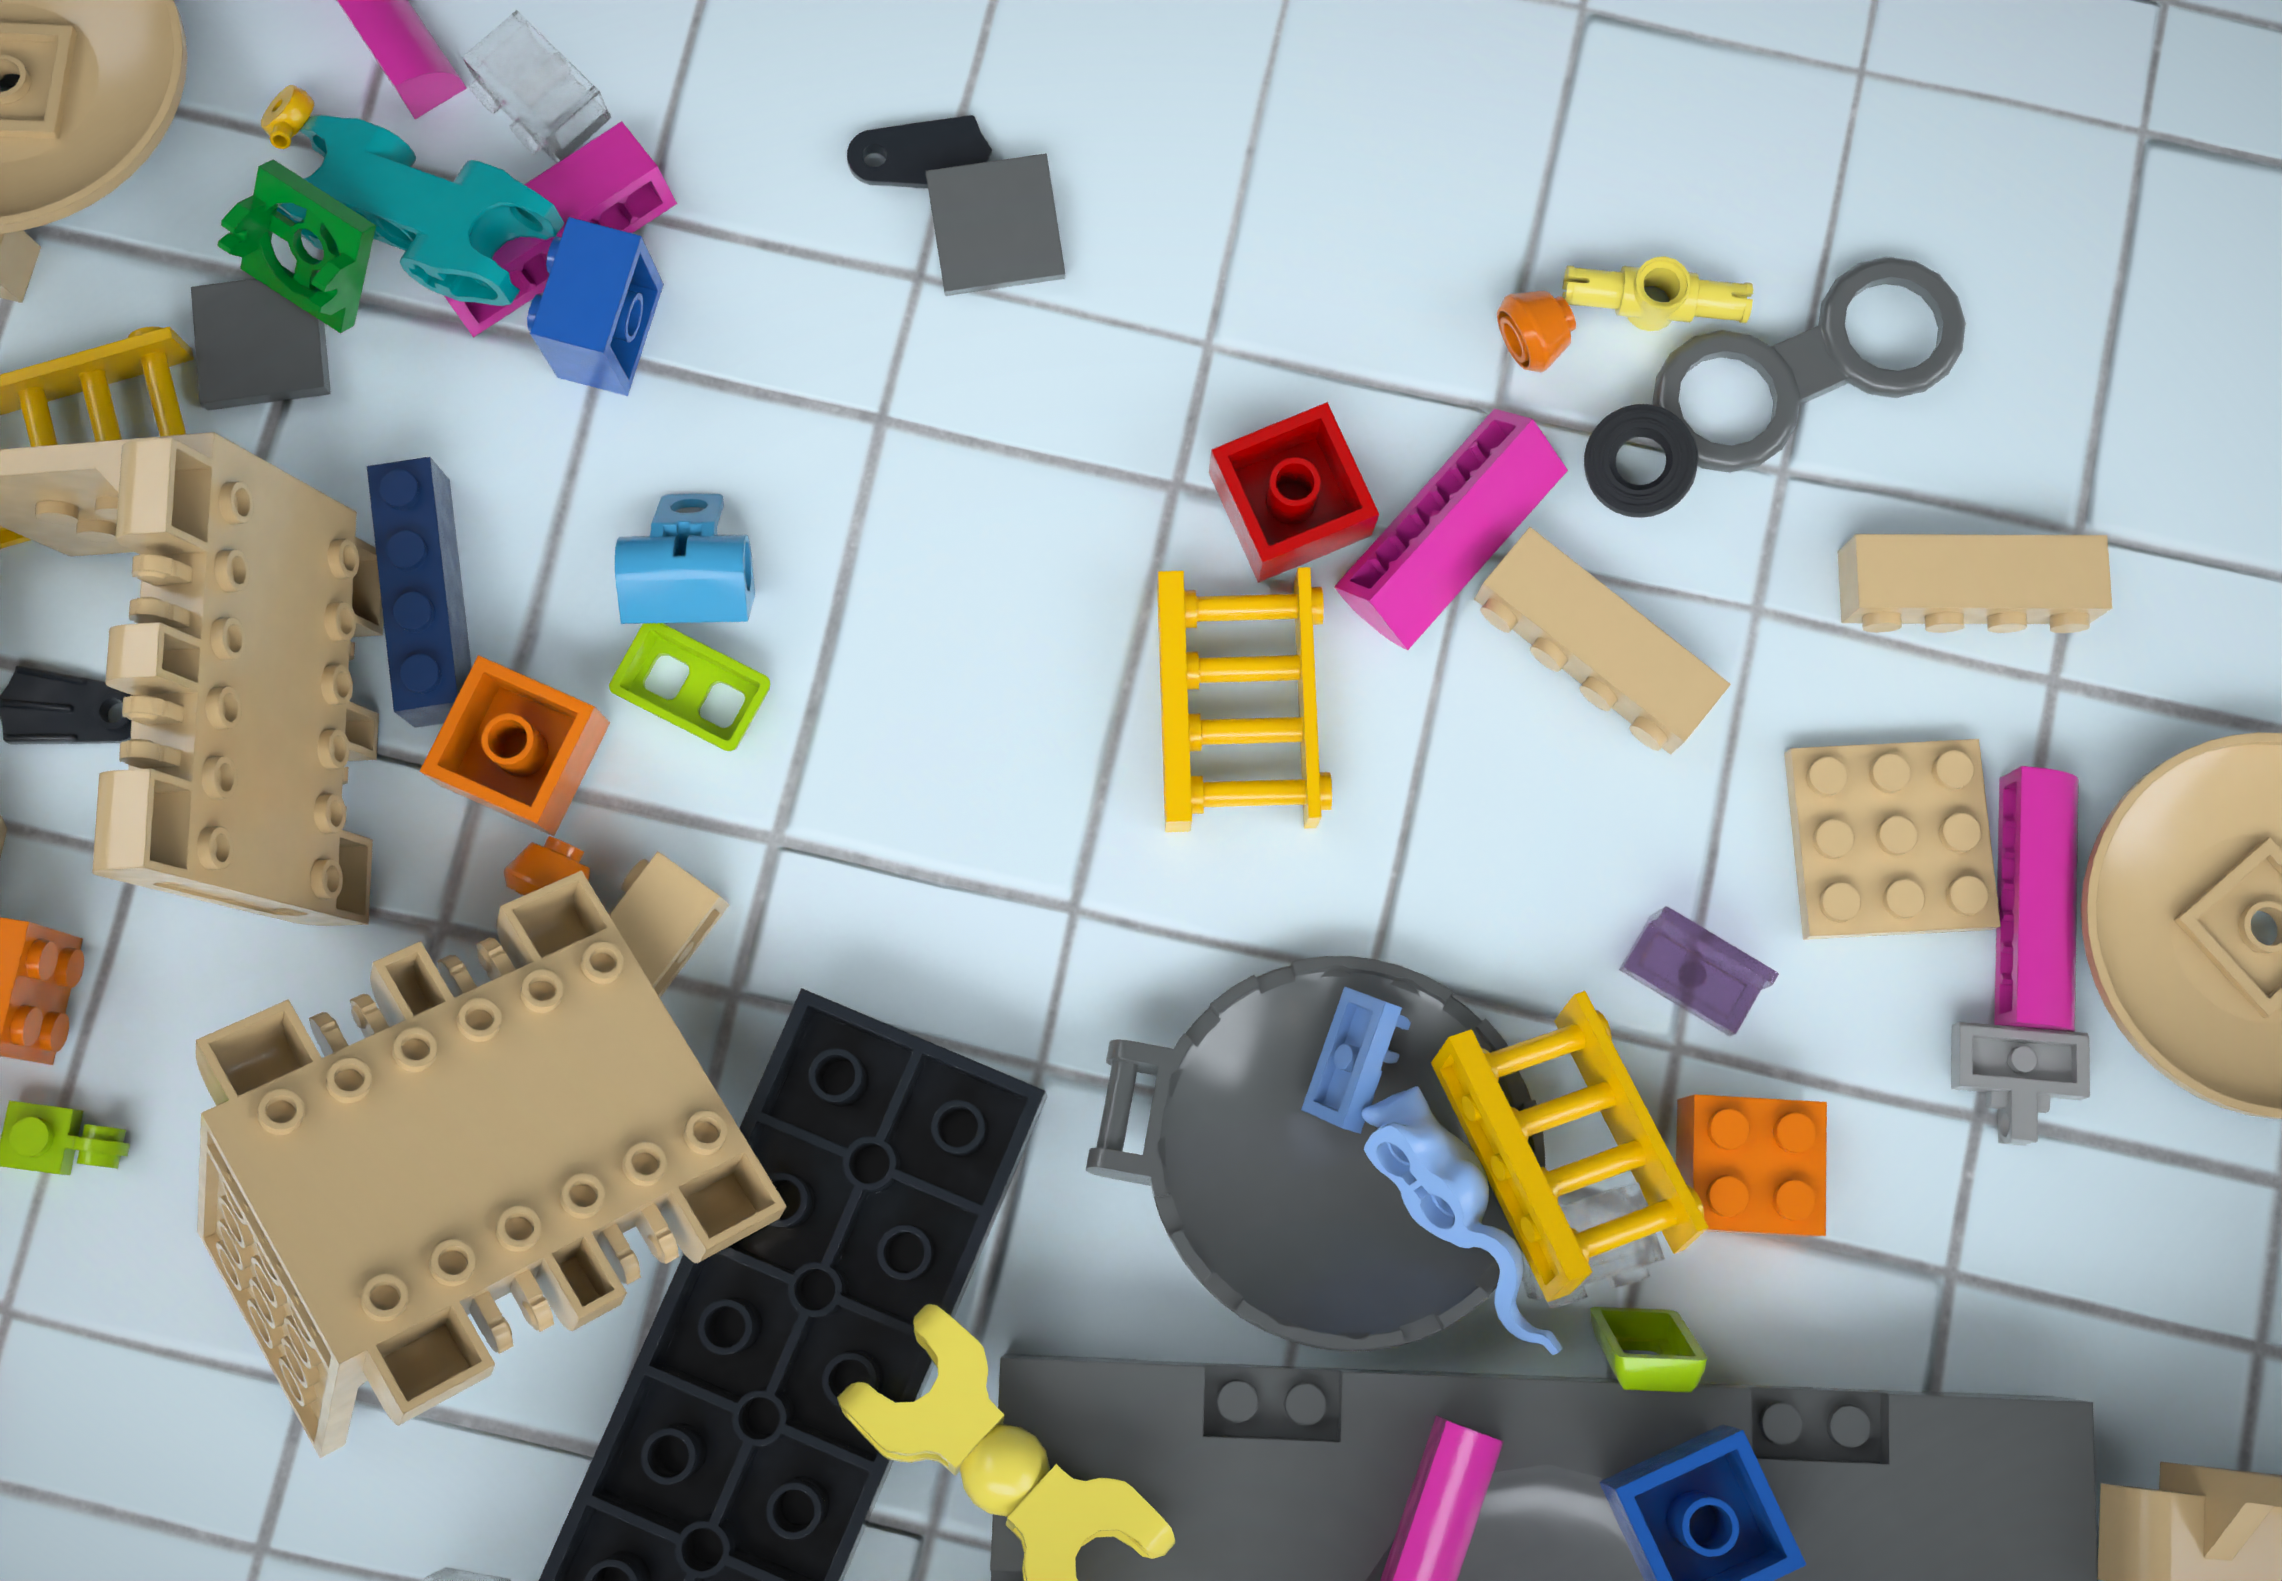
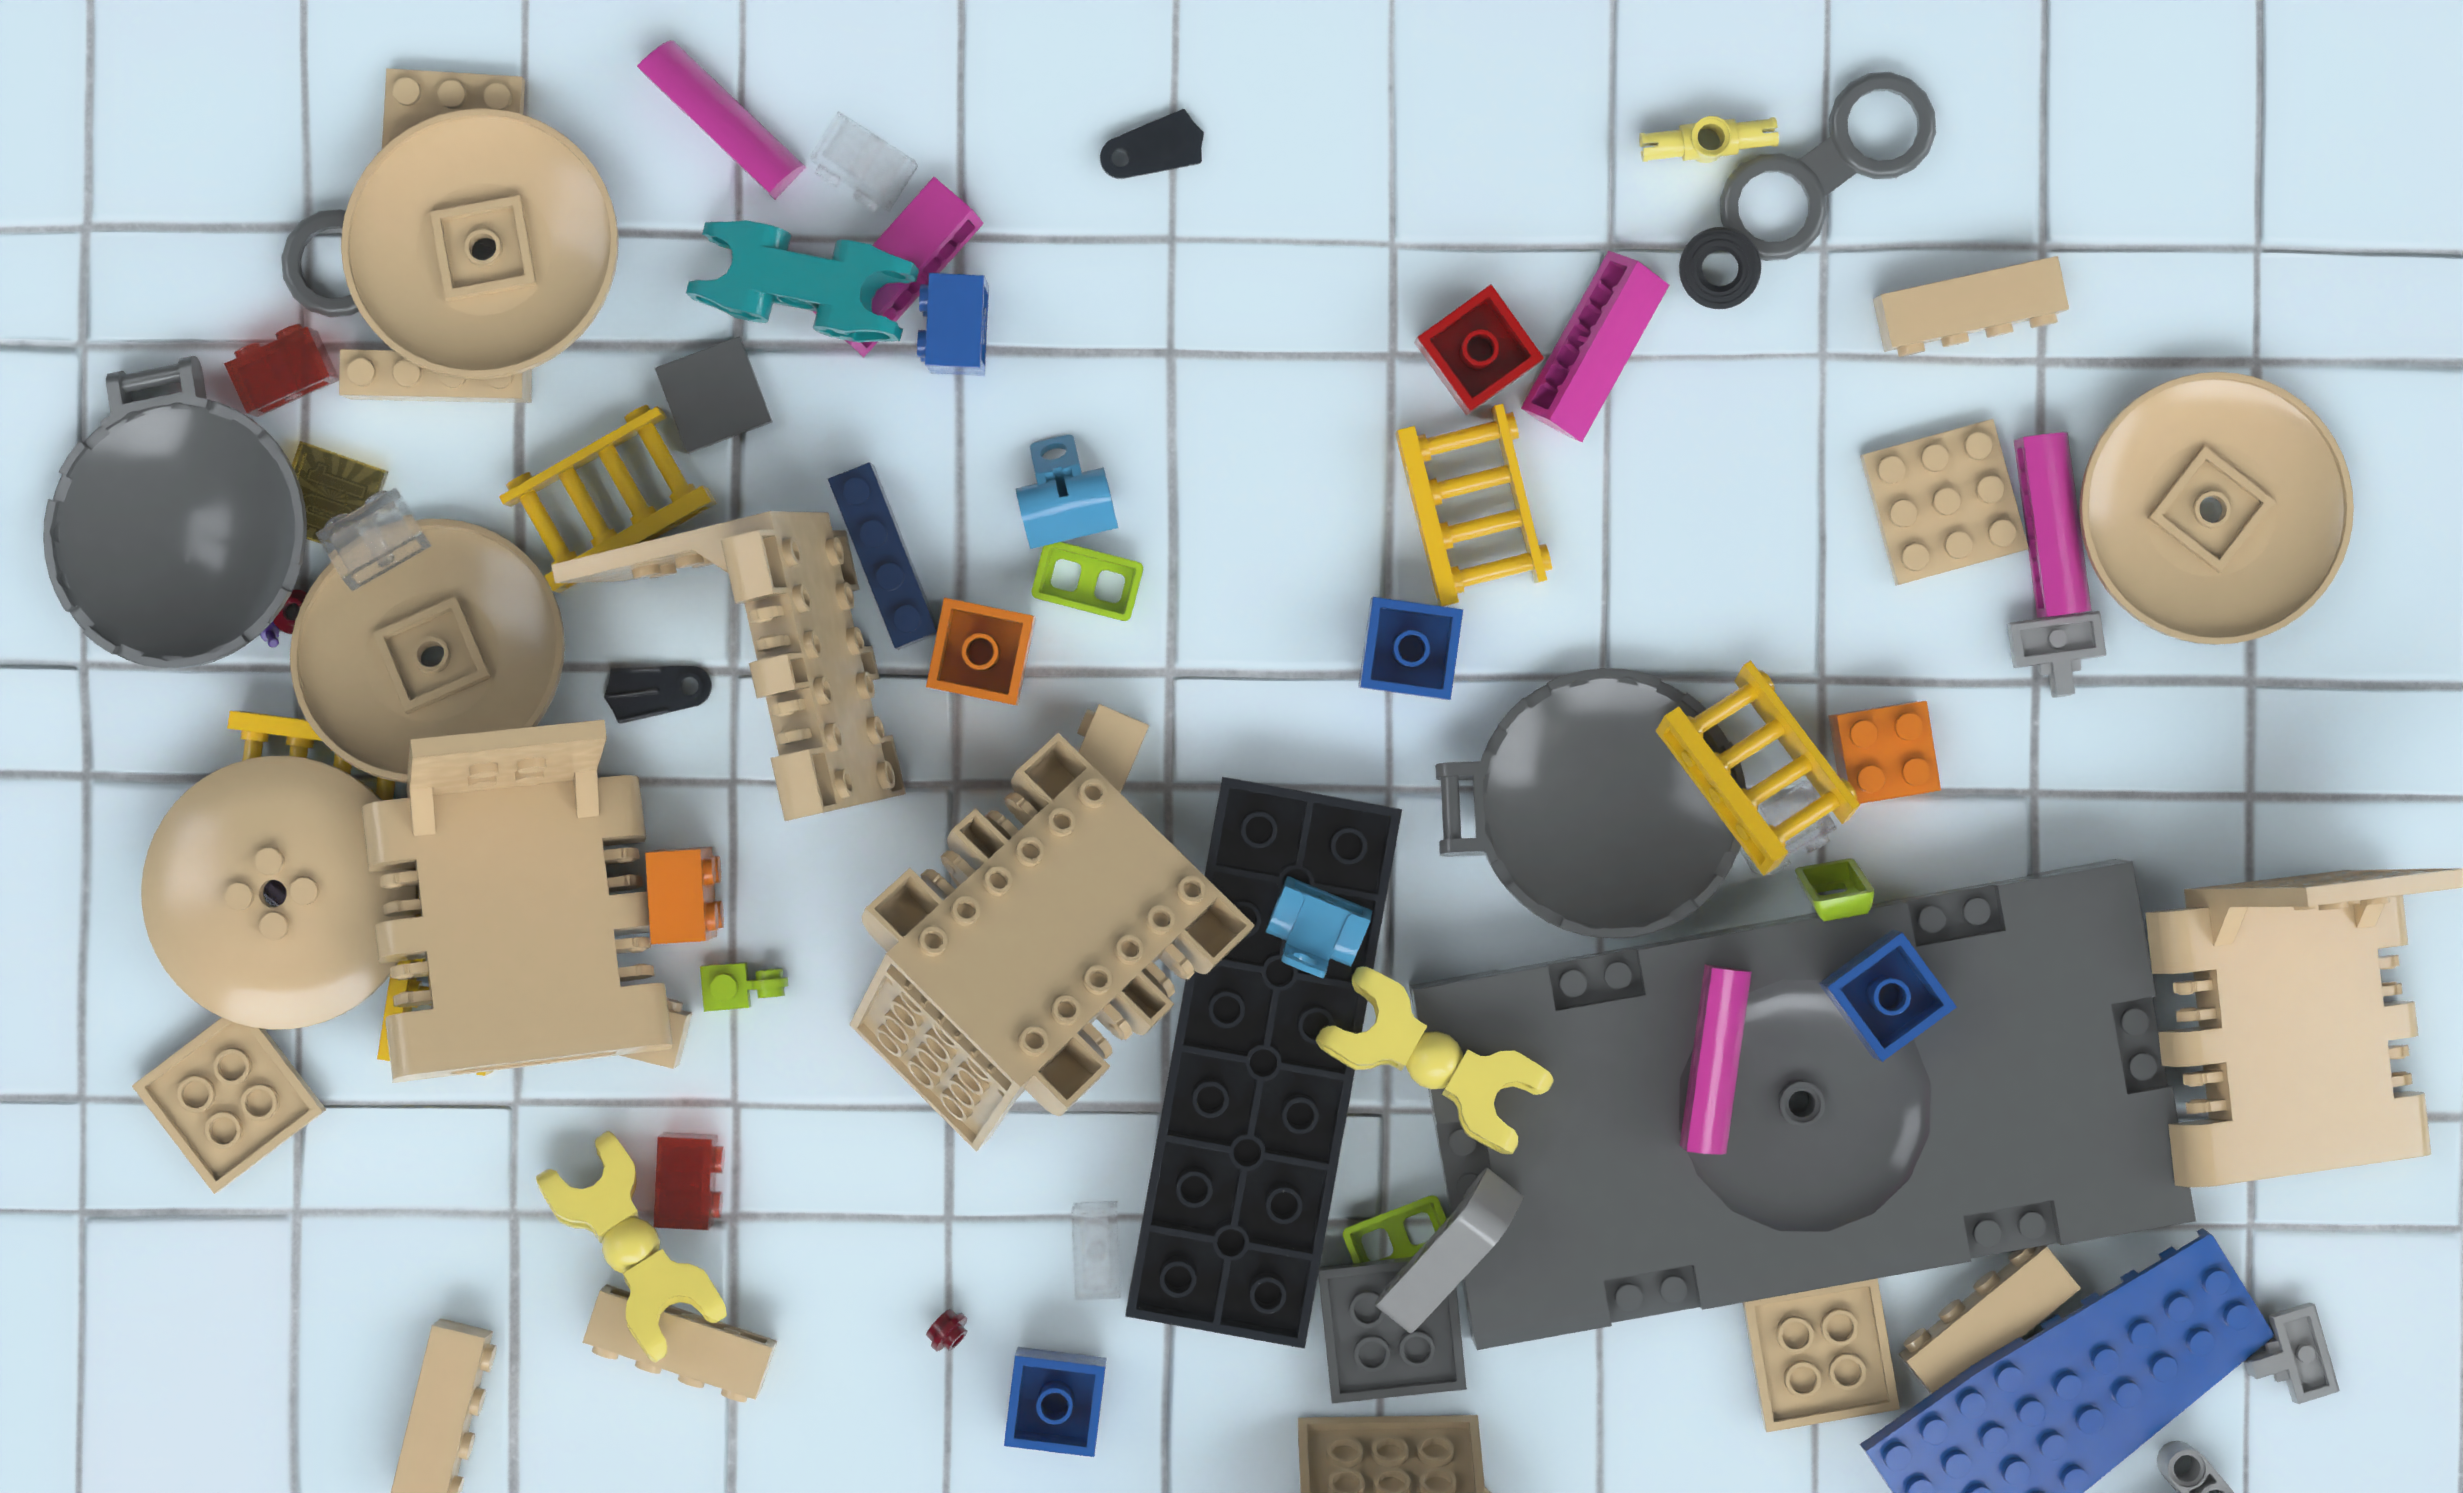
camera: 10 degrees left, 10 degrees up
(287, 115) = (687, 223): yellow piece -> none
(335, 225) = (751, 307): green piece -> none
(544, 865) = (1024, 733): orange cone -> none
(878, 1232) = (1317, 927): none -> dark azure piece
(995, 224) = (1220, 191): dark grey tile -> none
(1109, 871) = (1410, 648): none -> blue brick
(1353, 1059) = (1602, 741): medium blue plate -> none
(1447, 1194) = (1683, 817): light blue animal -> none
(1535, 328) = (1627, 185): orange cone -> none
(1600, 642) = (1716, 408): tan brick -> none
(1697, 970) = (1824, 626): clear purple panel -> none

